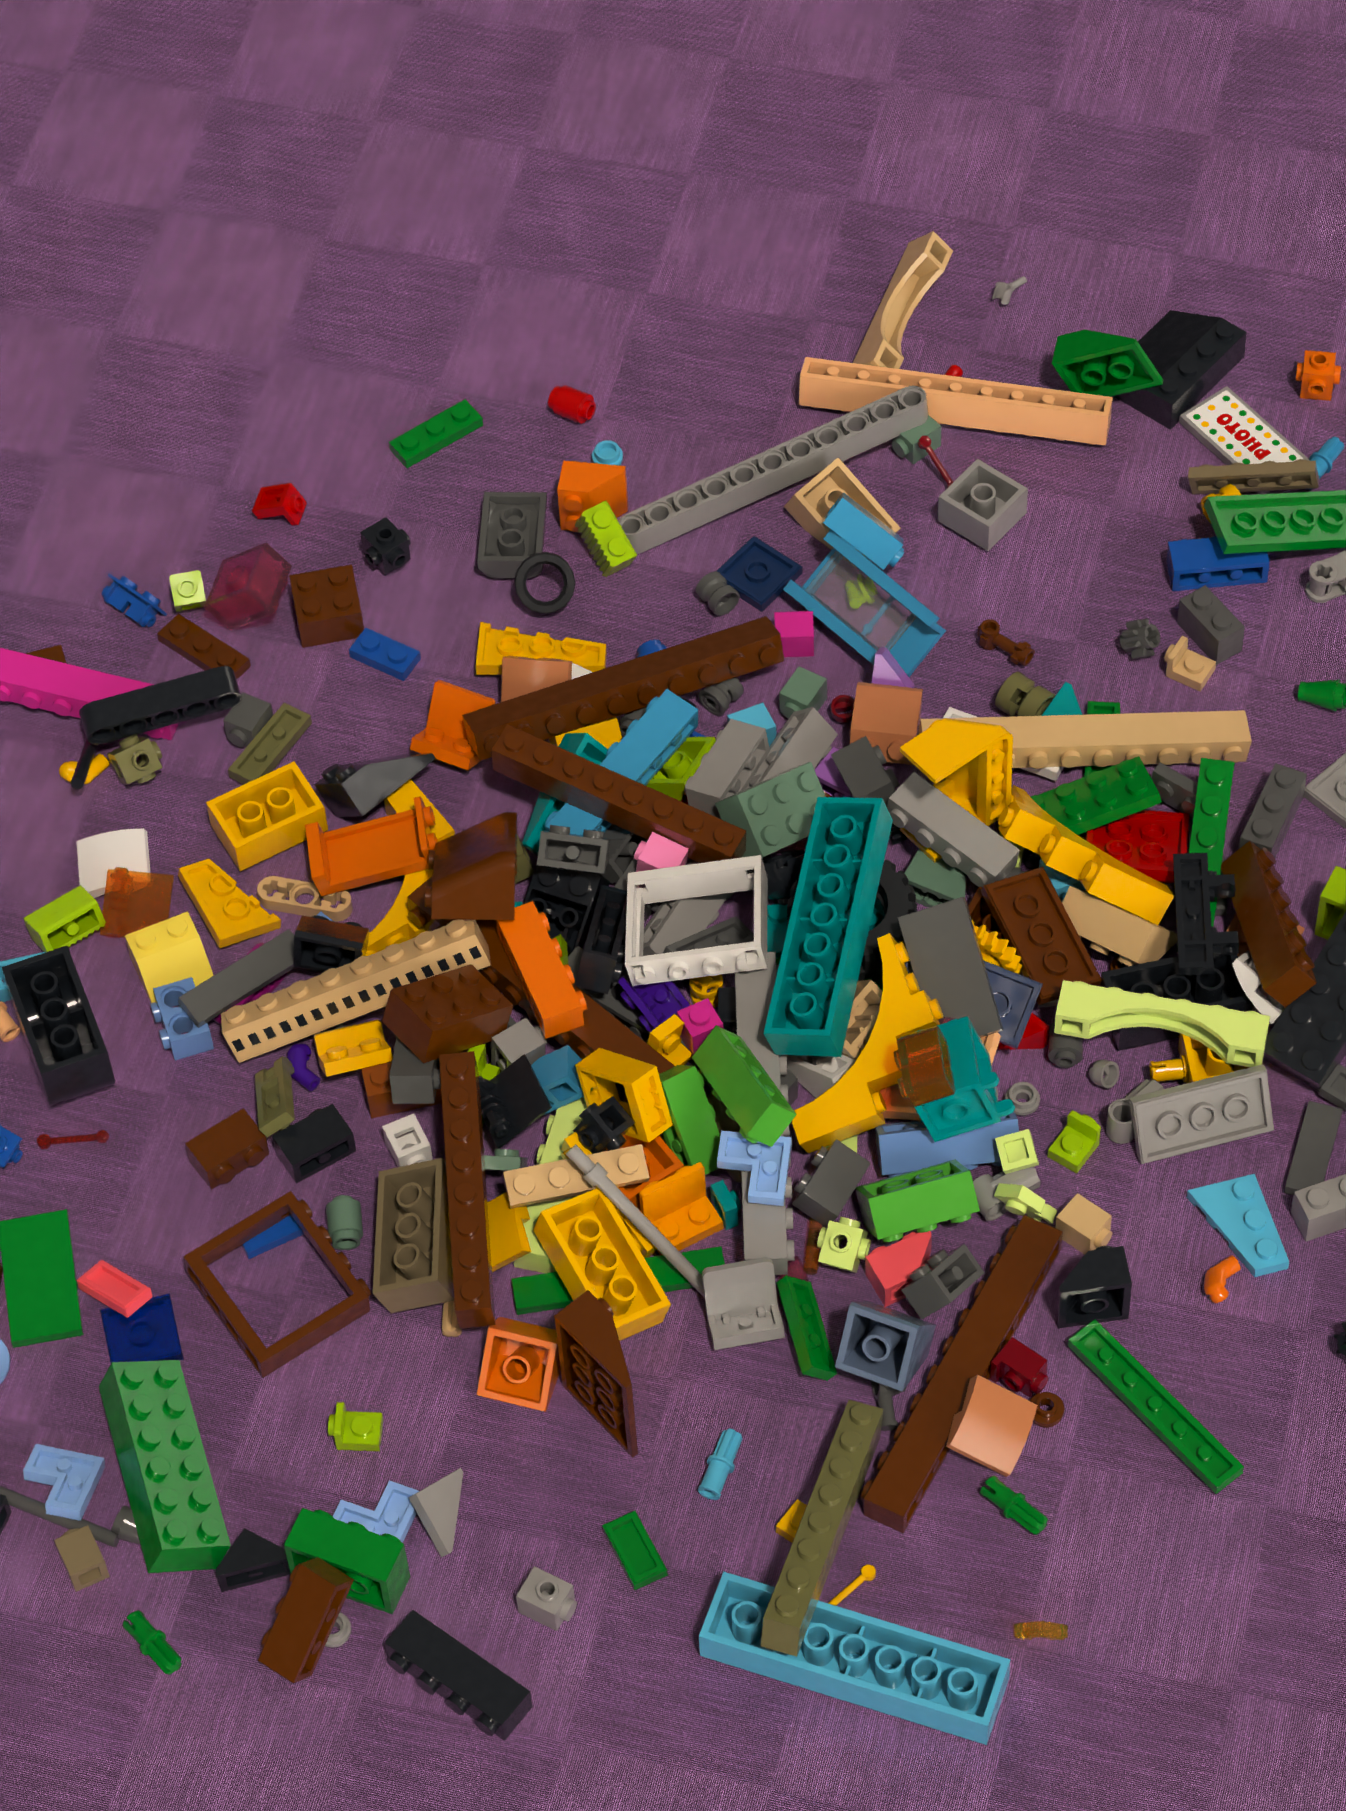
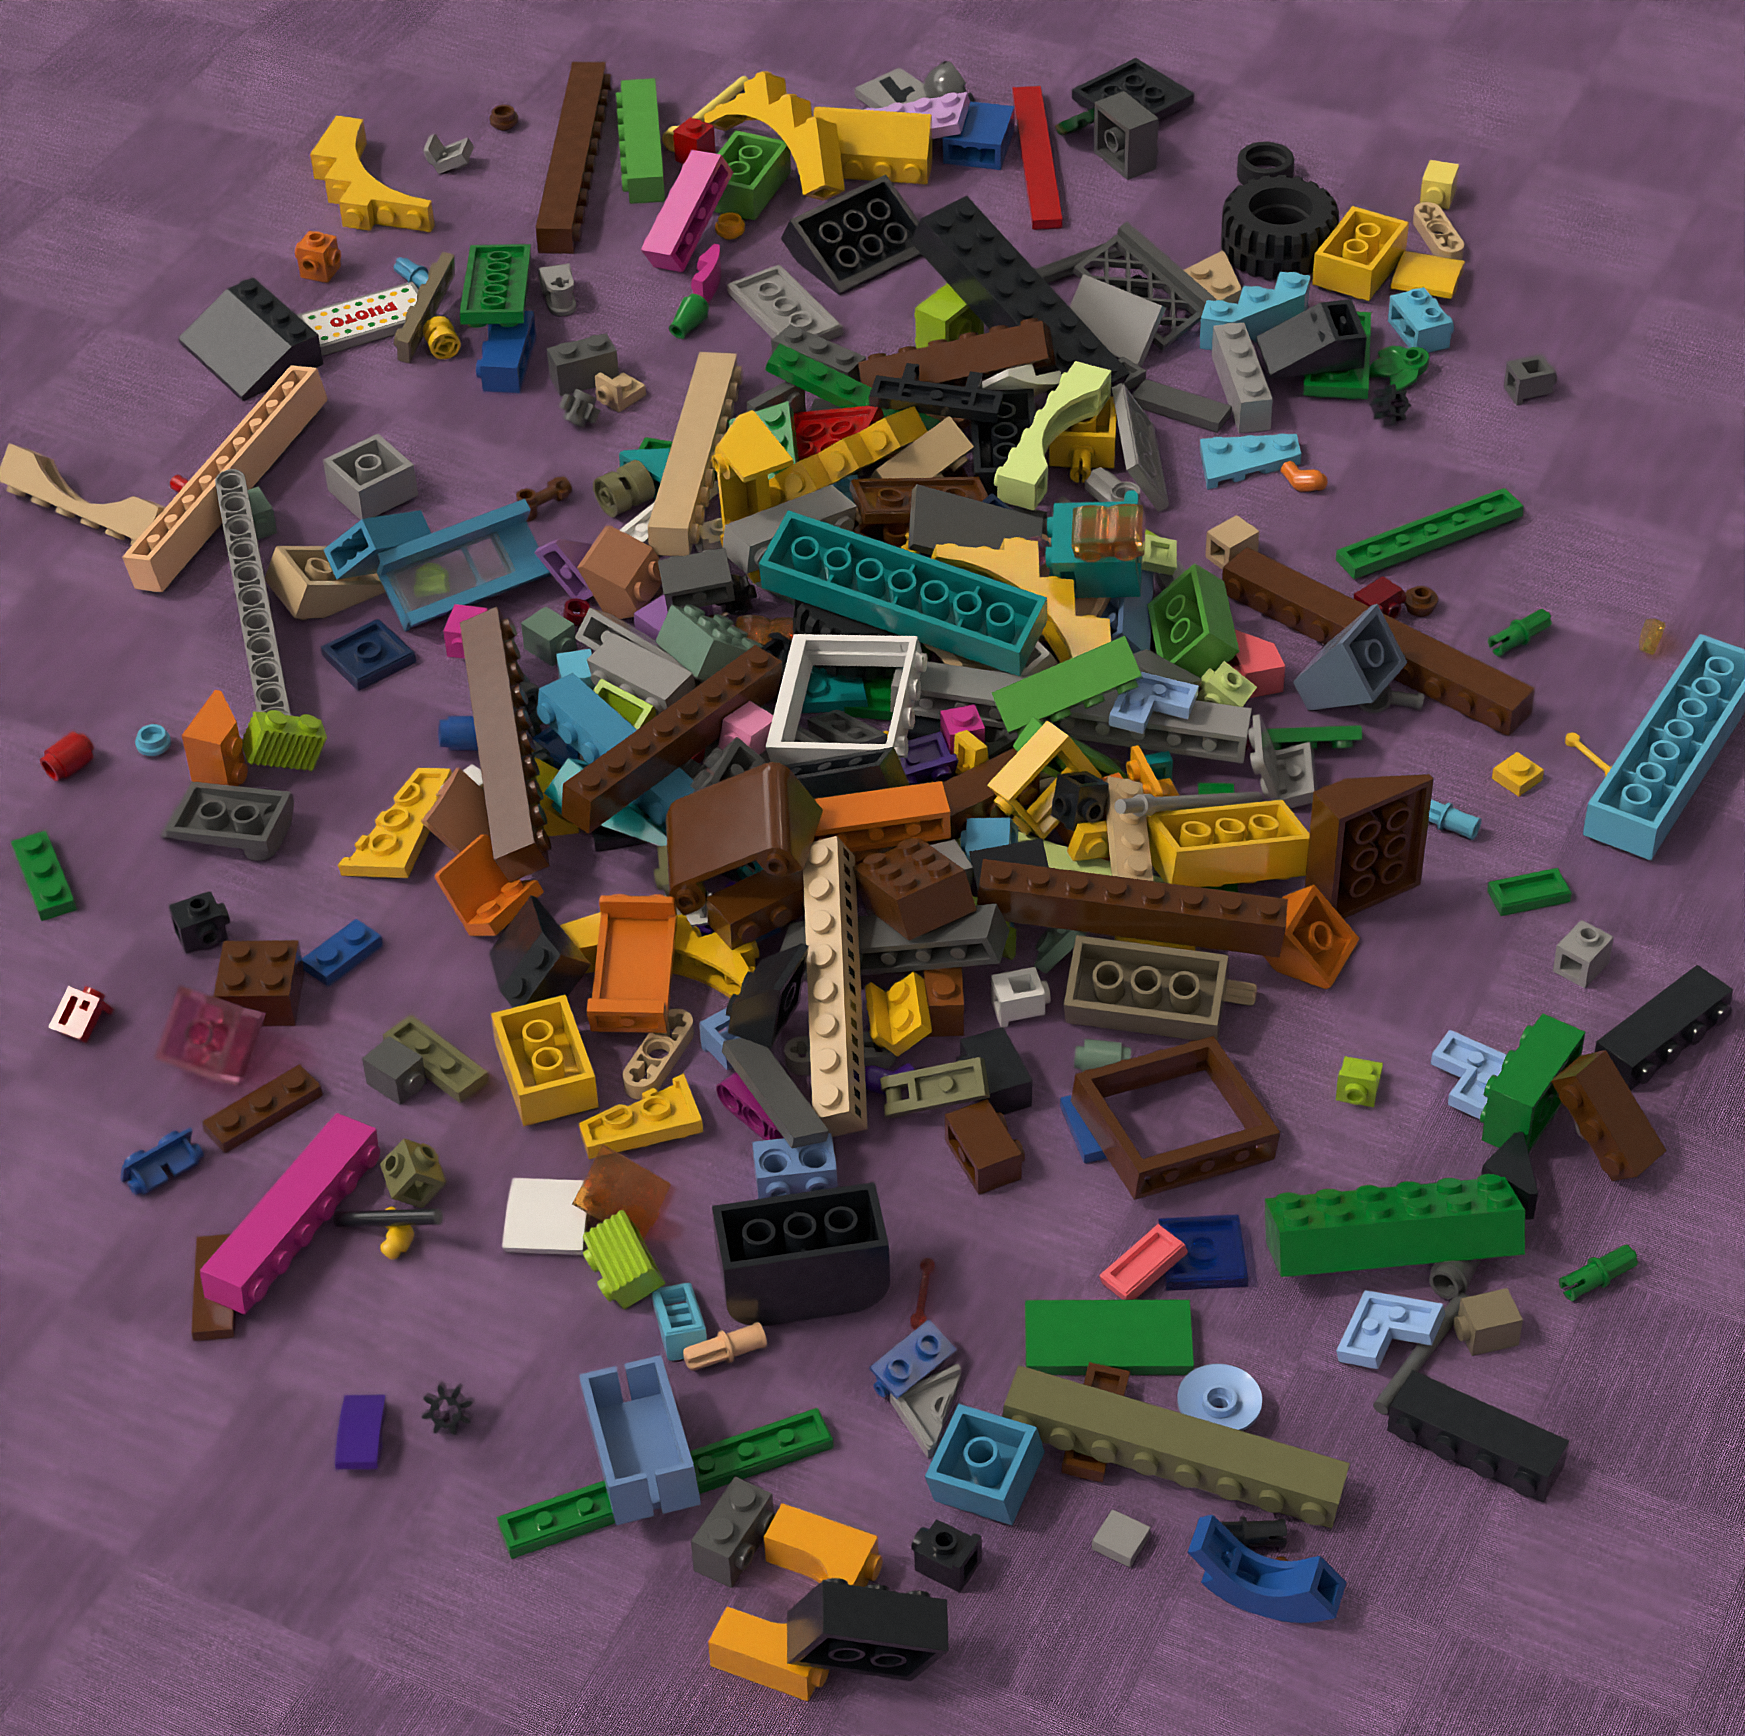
camera: 80 degrees left, 10 degrees down
(160, 705) = (361, 1122): black beam -> none
(168, 953) = (706, 1170): light yellow slope -> none
(187, 590) = (189, 1096): lime bracket -> none
(438, 1509) = (1467, 1022): light grey tile -> none
(548, 606) = (306, 808): black tyre -> none
(714, 589) = (387, 679): dark grey wheel -> none
(821, 1528) = (1552, 728): olive brick -> none
(924, 443) = (275, 500): dark red hinge -> none
(941, 1280) = (1289, 625): dark grey brick -> none
(992, 1425) = (1451, 624): nougat slope -> none
(1004, 290) = (93, 433): light grey hand -> none
(1022, 1200) = (1211, 560): yellowish green plate -> none
(1096, 1289) = (1310, 533): black slope -> none
(1103, 363) = (249, 359): green slope -> none

